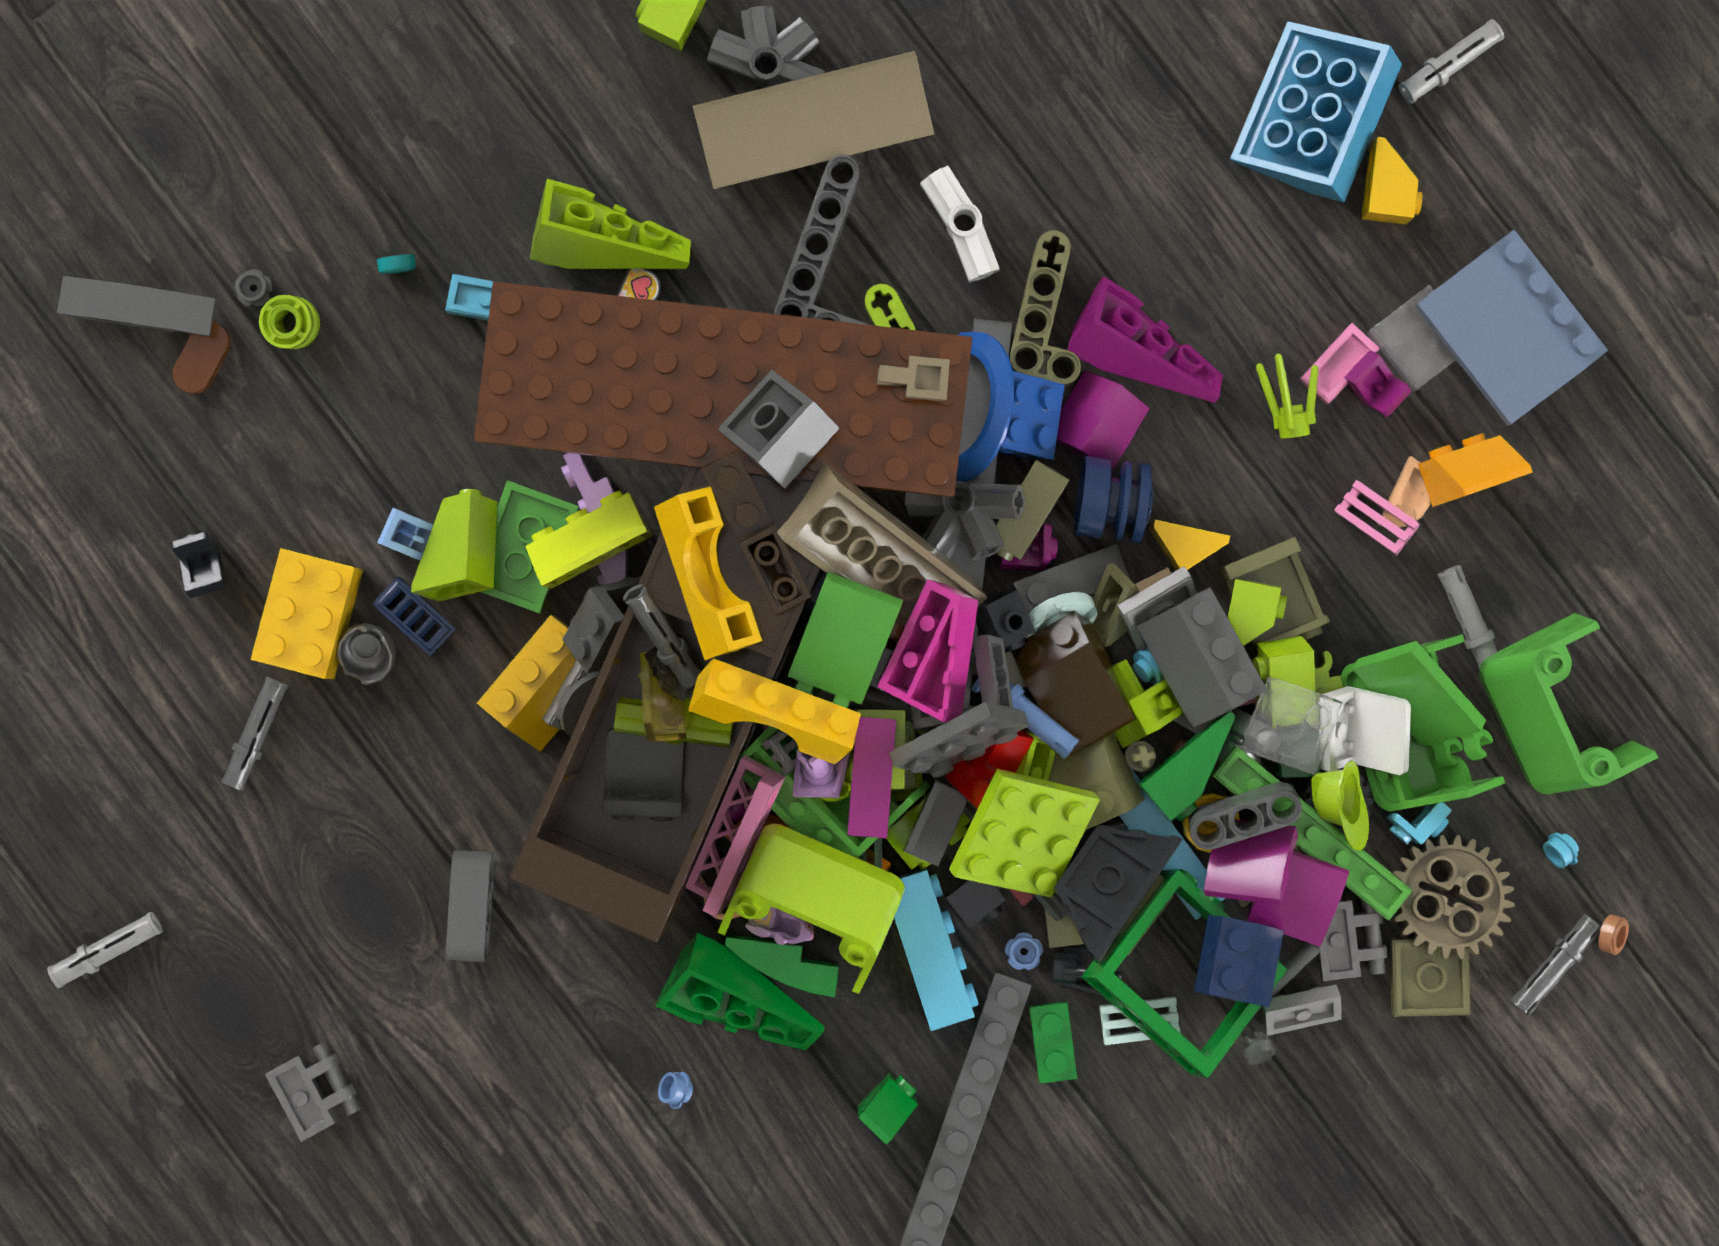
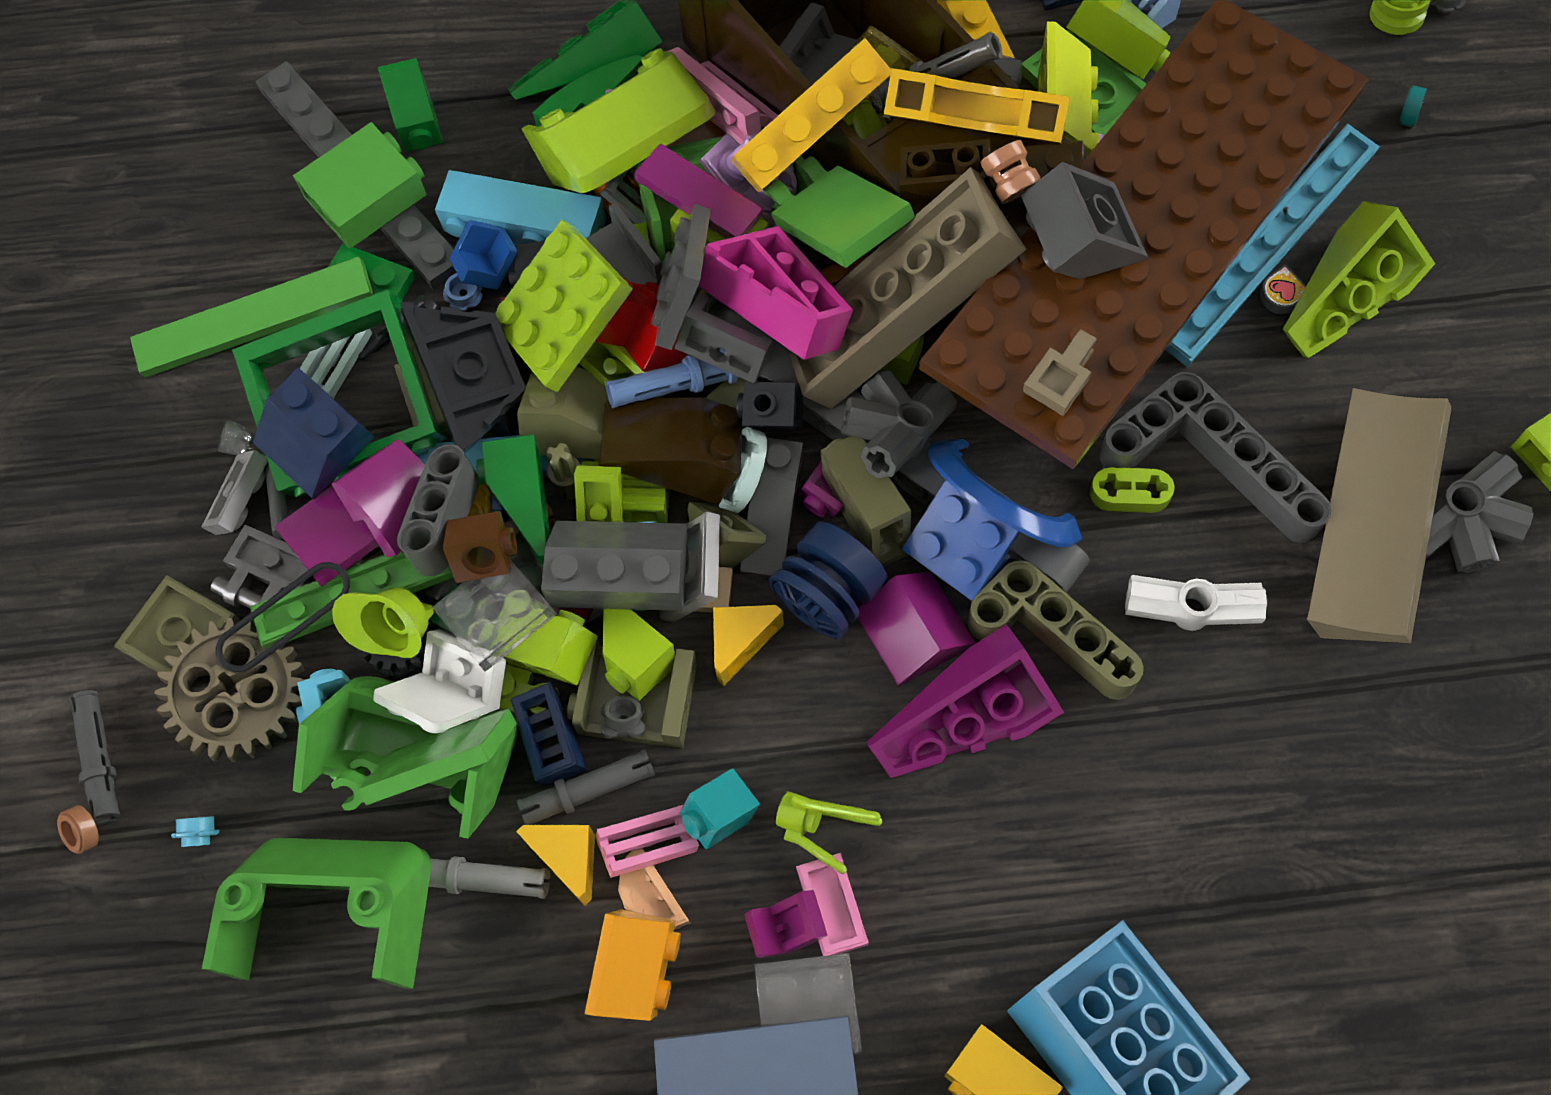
camera: 130 degrees right, 20 degrees down
(769, 505) = (1010, 171): none -> nougat wheel
(988, 1094) = (361, 184): none -> bright green brick
(992, 948) = (483, 254): none -> blue panel
(1150, 1107) = (250, 317): none -> bright green tile
(1259, 760) = (479, 546): none -> reddish brown brick
(1299, 600) = (622, 718): none -> dark grey plate
(1326, 479) = (718, 809): none -> teal brick
(1370, 626) = (568, 746): none -> dark blue slope
(1375, 596) = (584, 788): none -> dark grey pin
(1380, 896) = (323, 565): none -> black piece
(1420, 571) = (567, 852): none -> yellow slope

